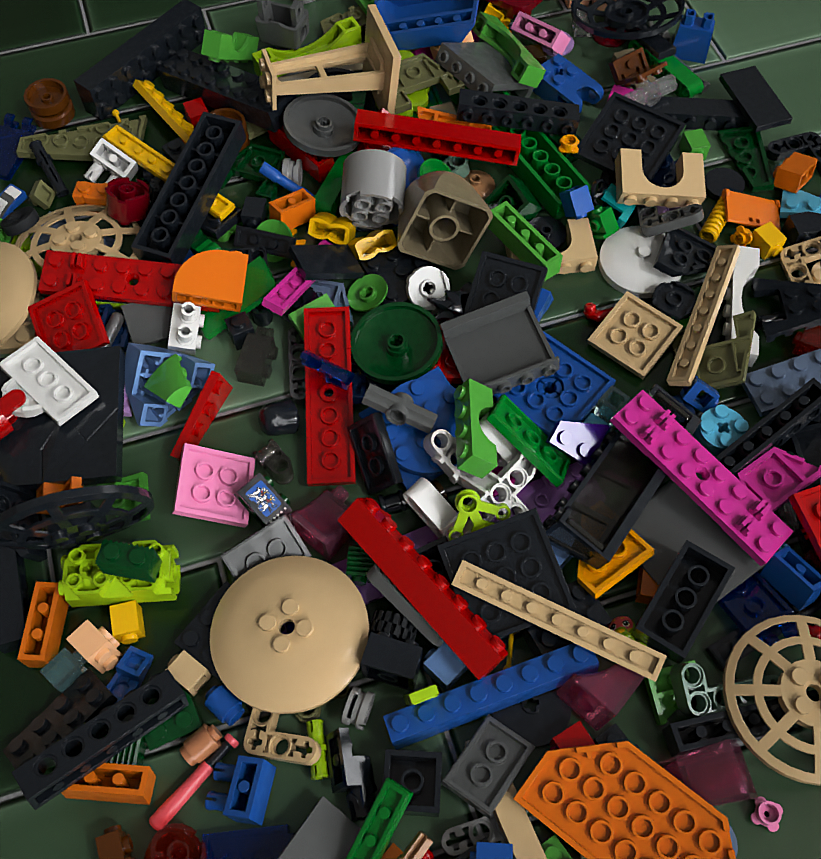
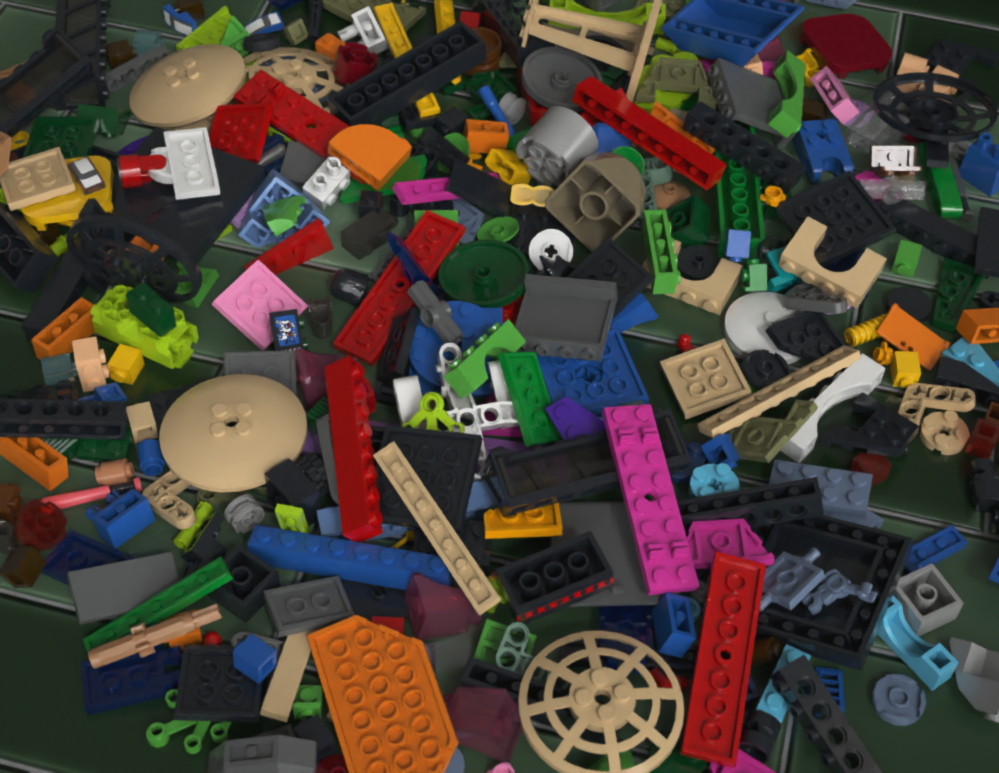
camera: 30 degrees right, 10 degrees down
(590, 51) = (872, 131): none -> clear brick

